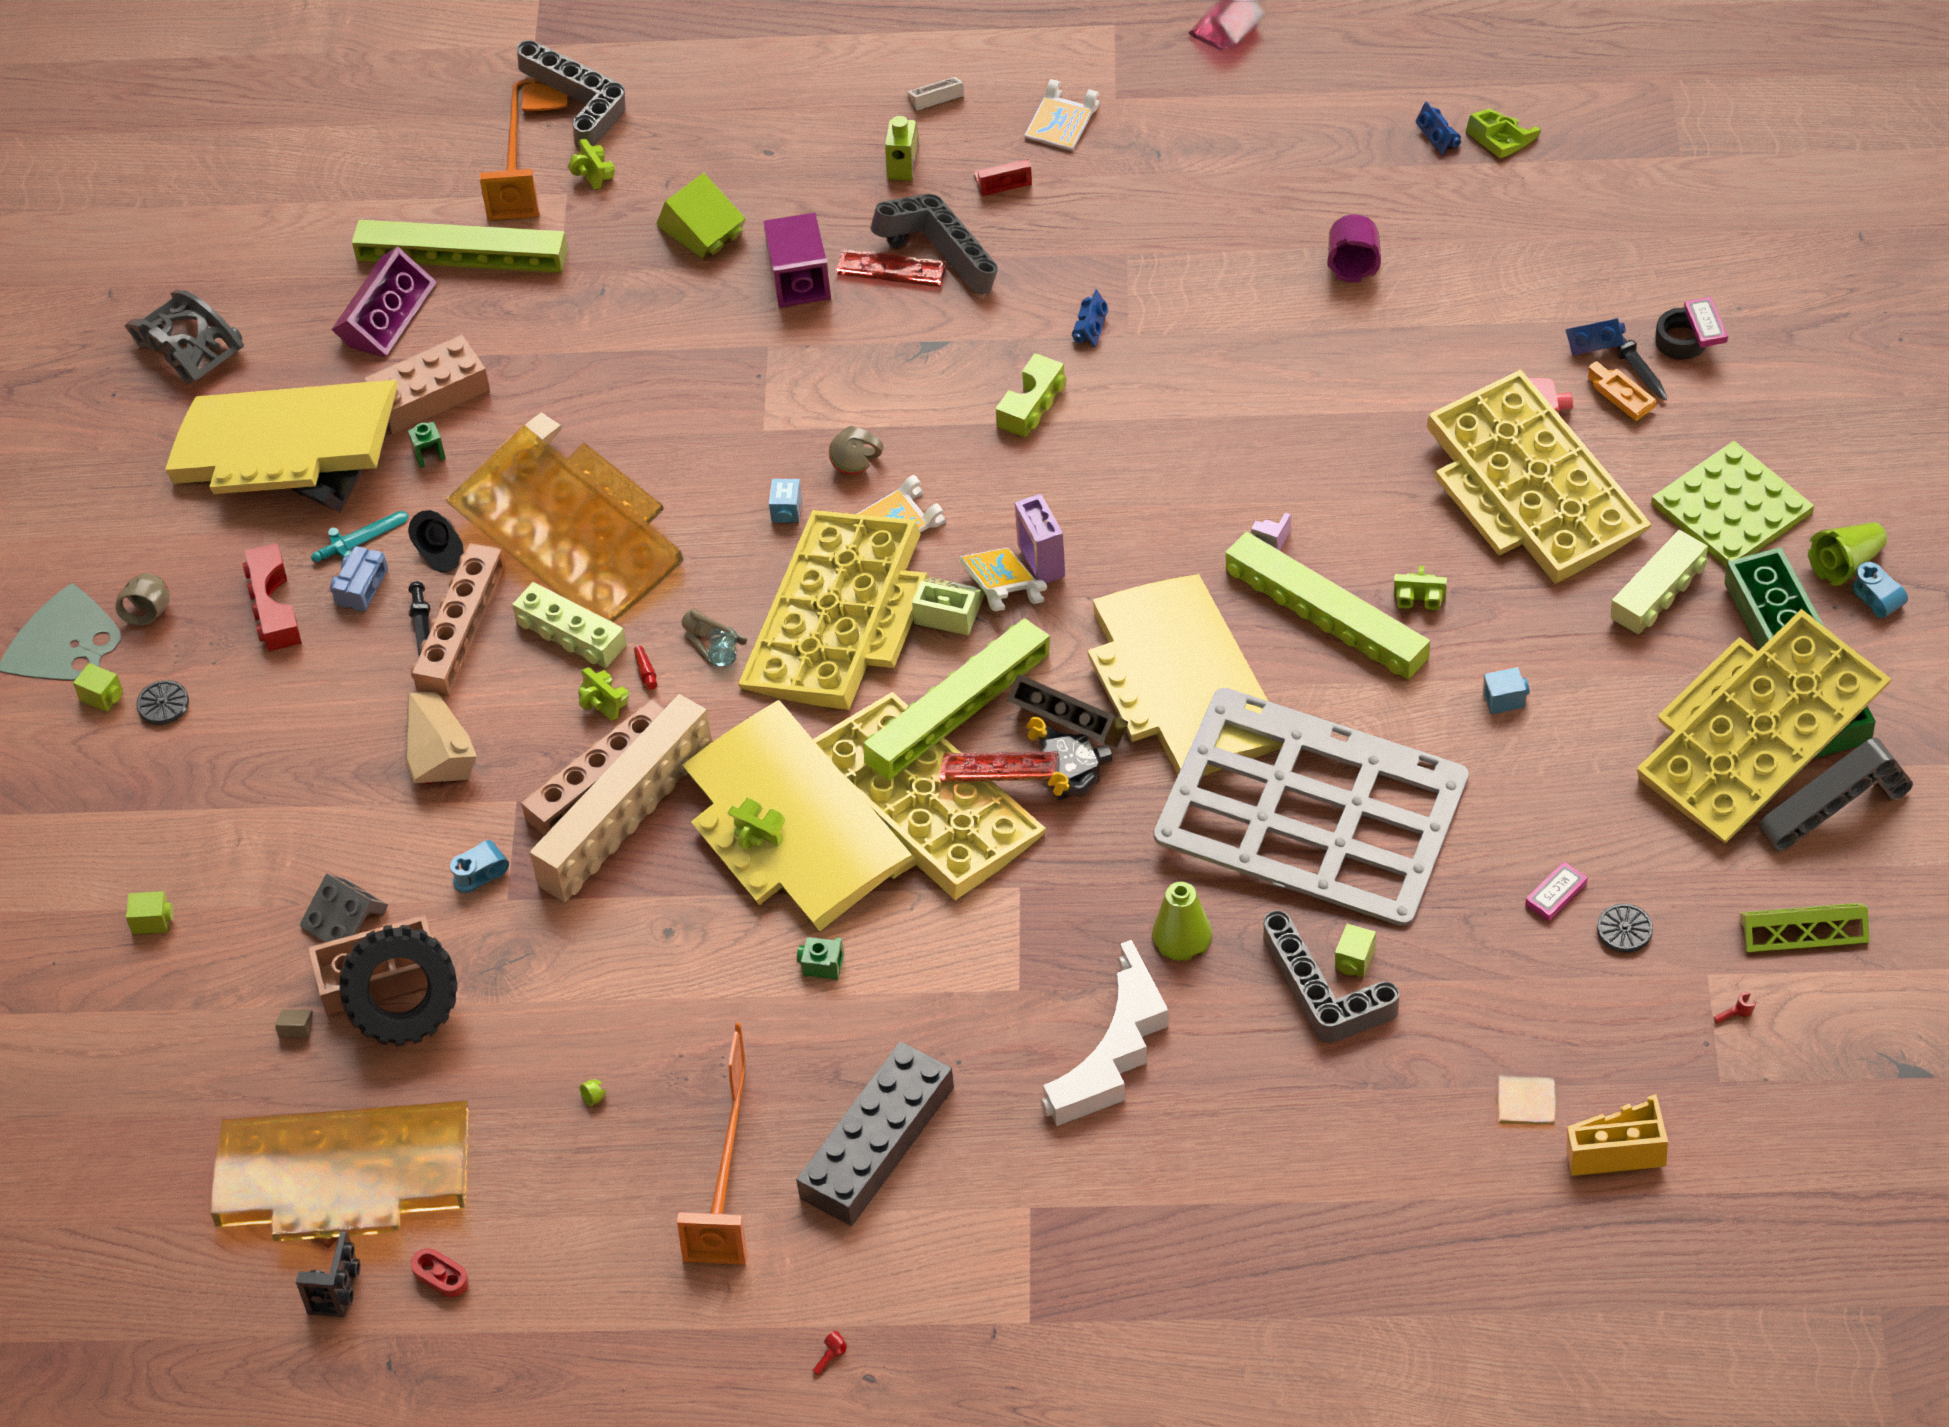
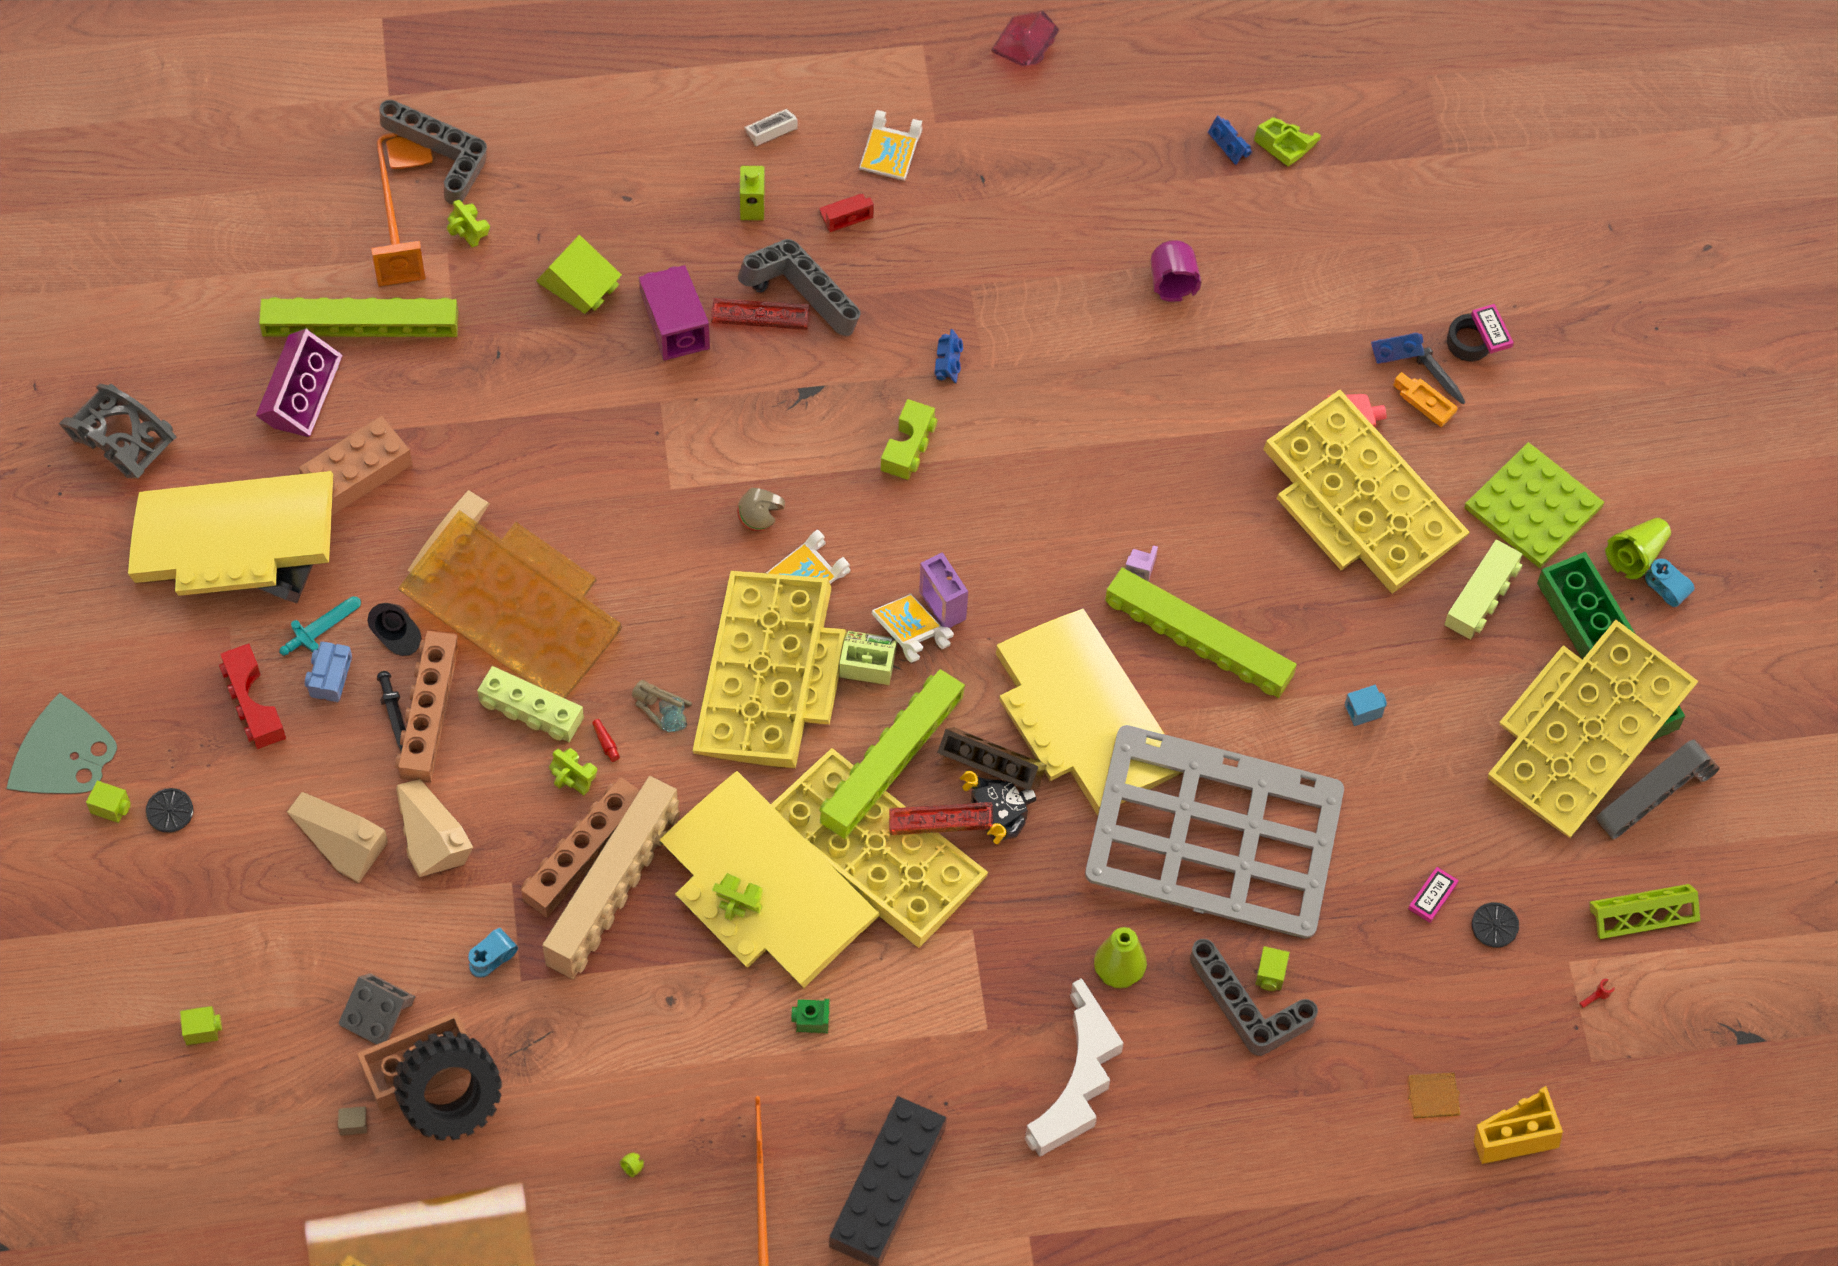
camera: 15 degrees left, 10 degrees up
(144, 592) = (134, 701): dark tan helmet -> none
(340, 739) = (342, 836): none -> tan wedge
(423, 437) = (364, 523): green window -> none
(785, 500) = (705, 563): brick -> none
(1420, 587) = (1278, 608): lime hips -> none

